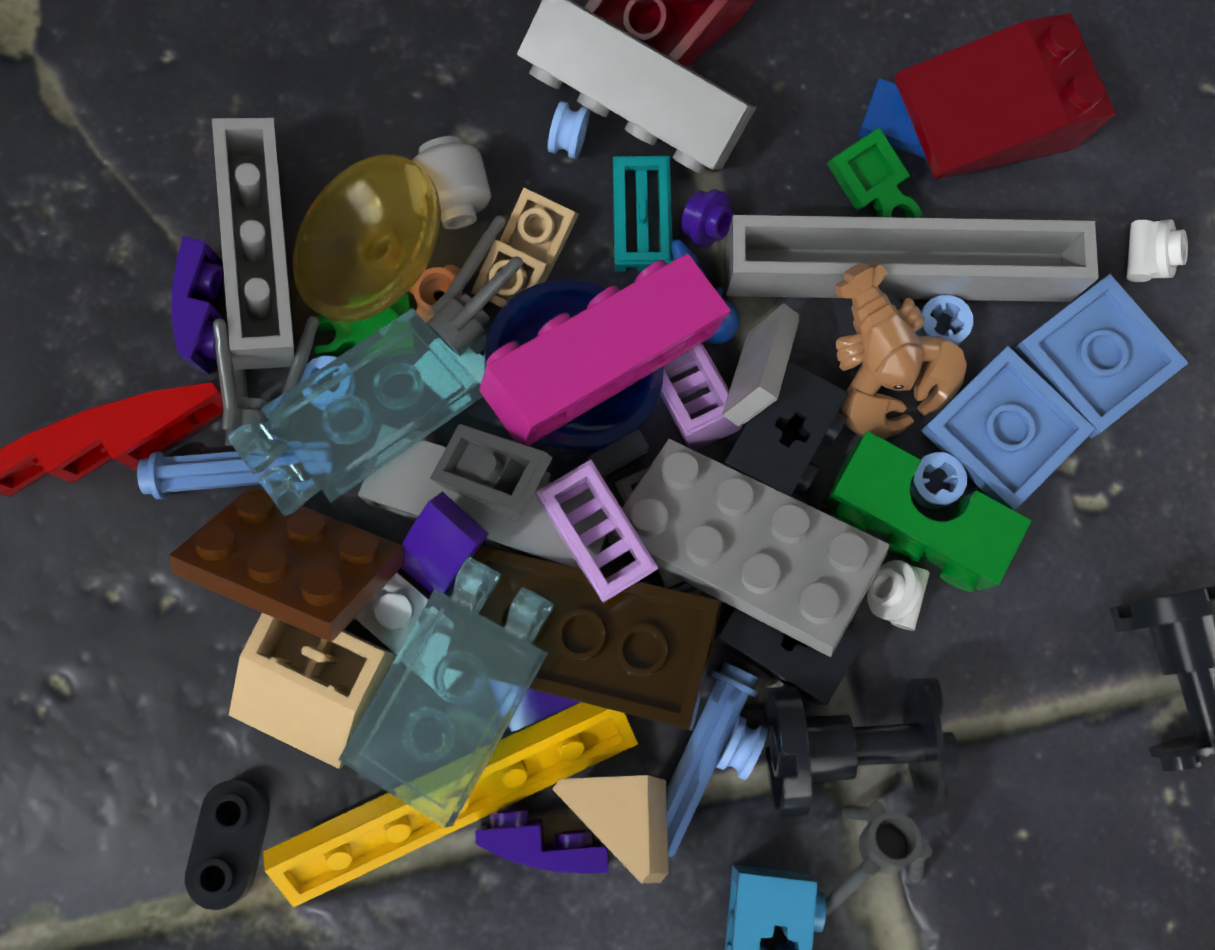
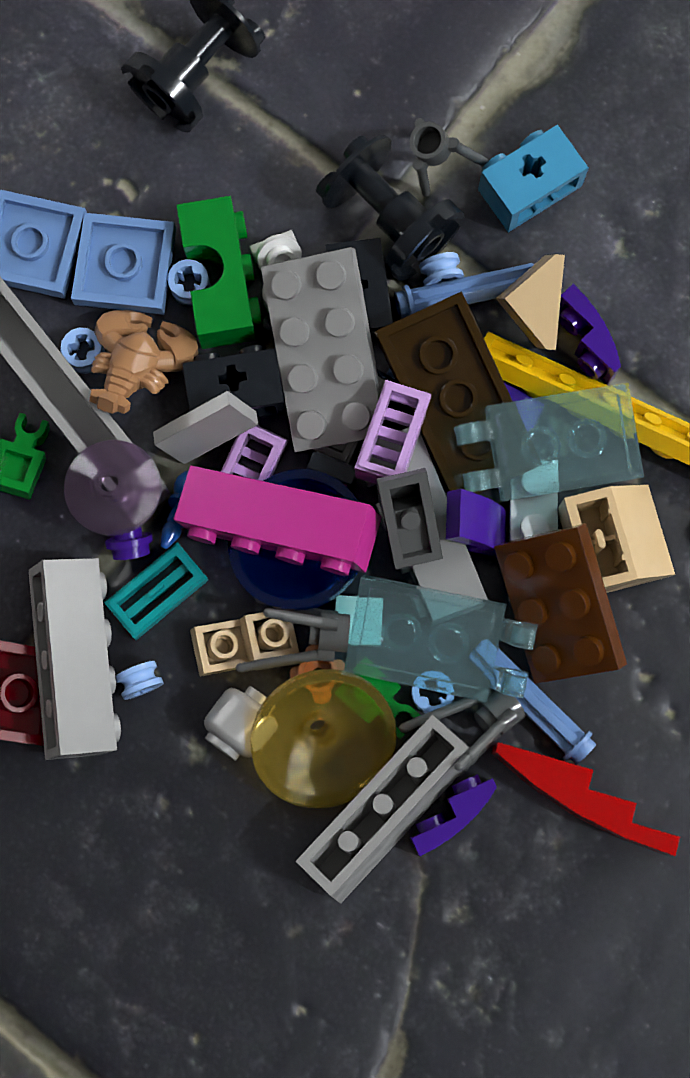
camera: 125 degrees left, 0 degrees up
(760, 244) = (124, 507): none -> clear purple dish

